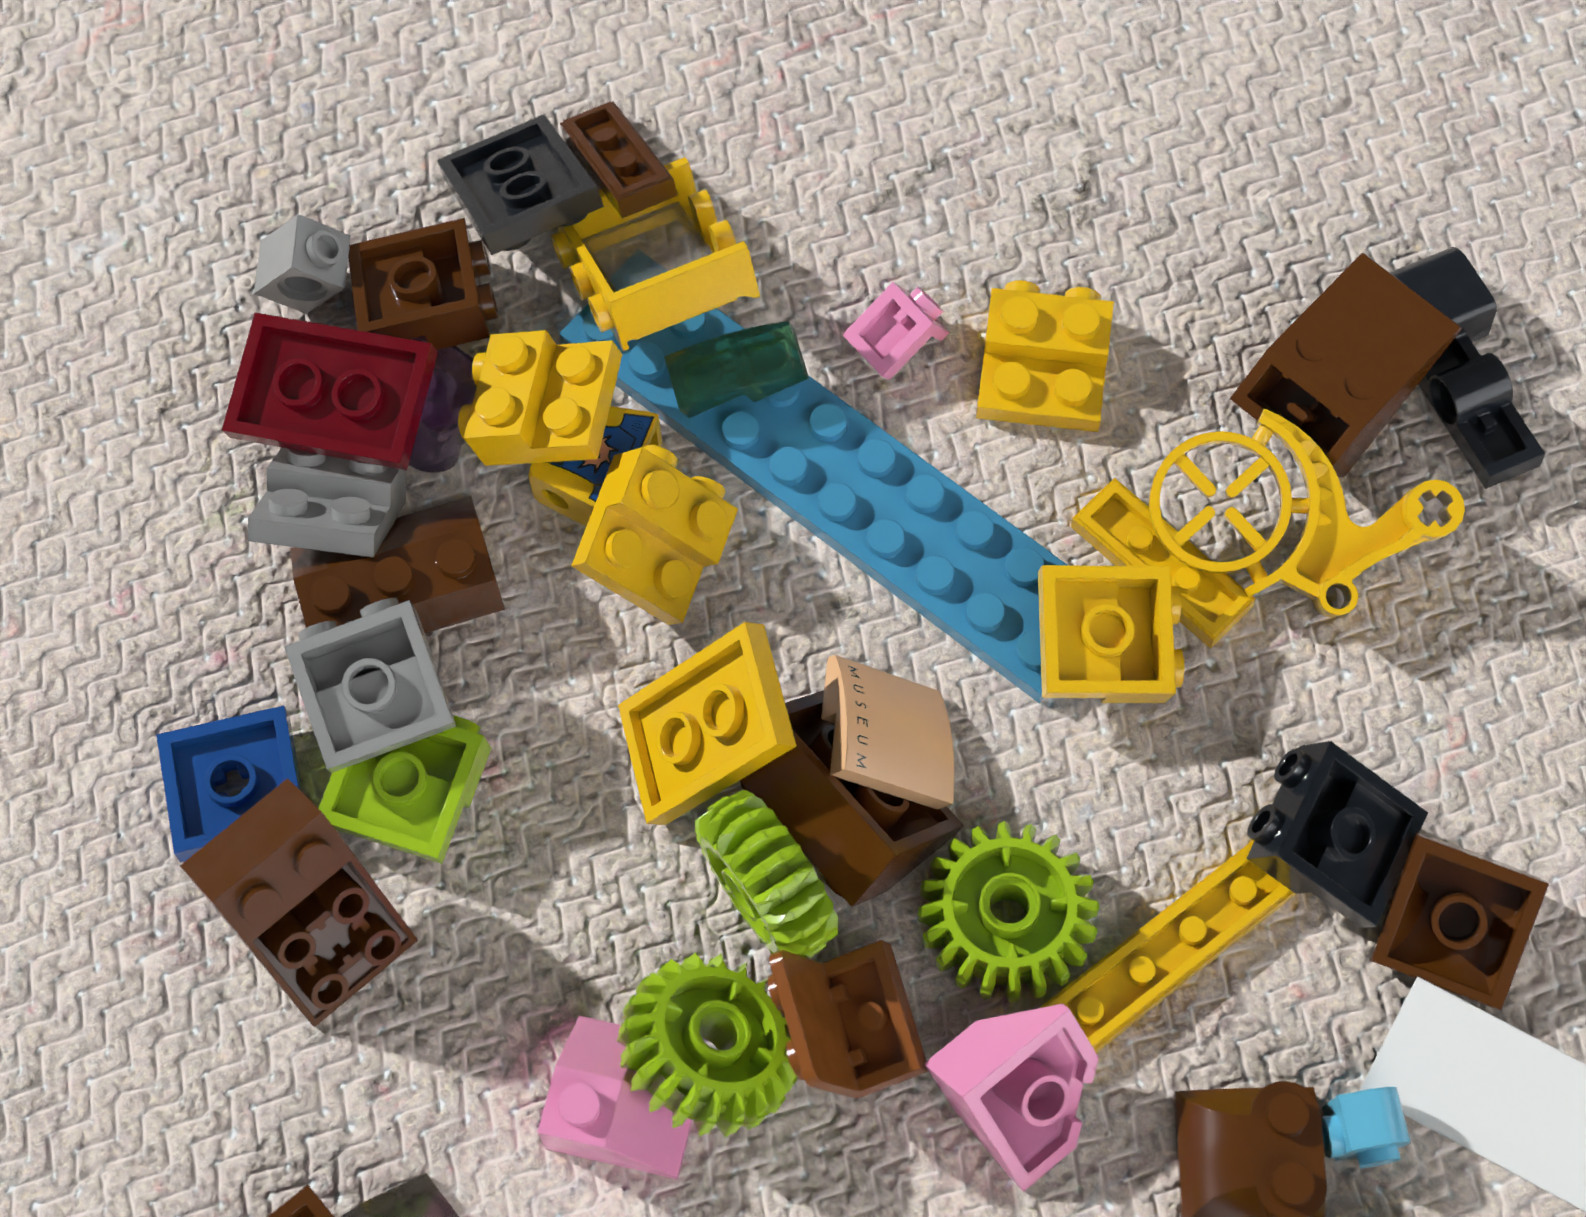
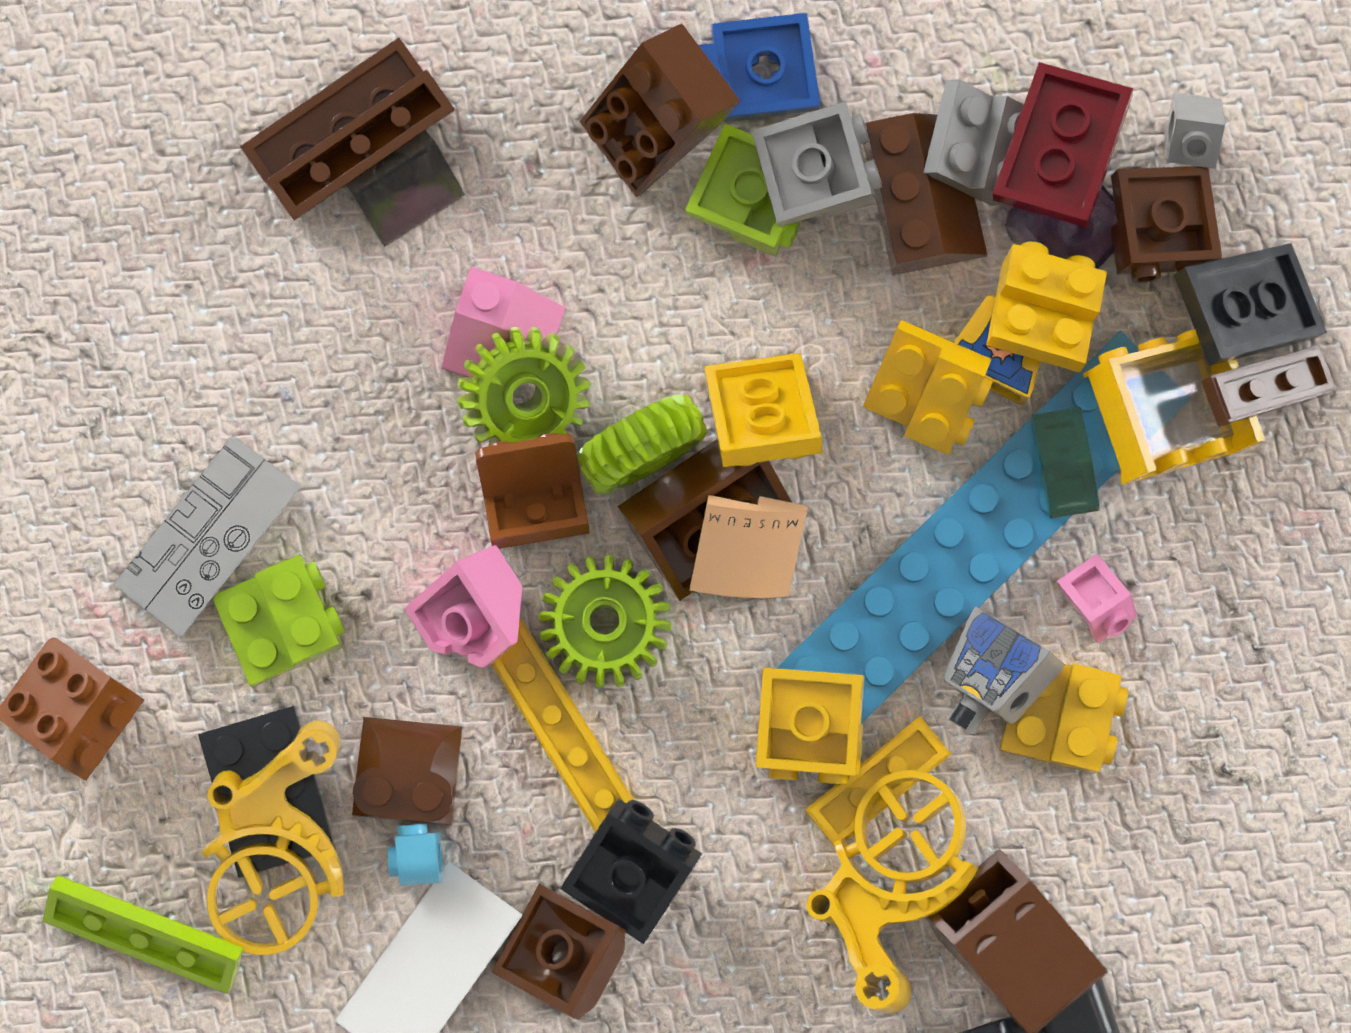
camera: 90 degrees right, 15 degrees up
(1008, 425) = (997, 671): none -> torso

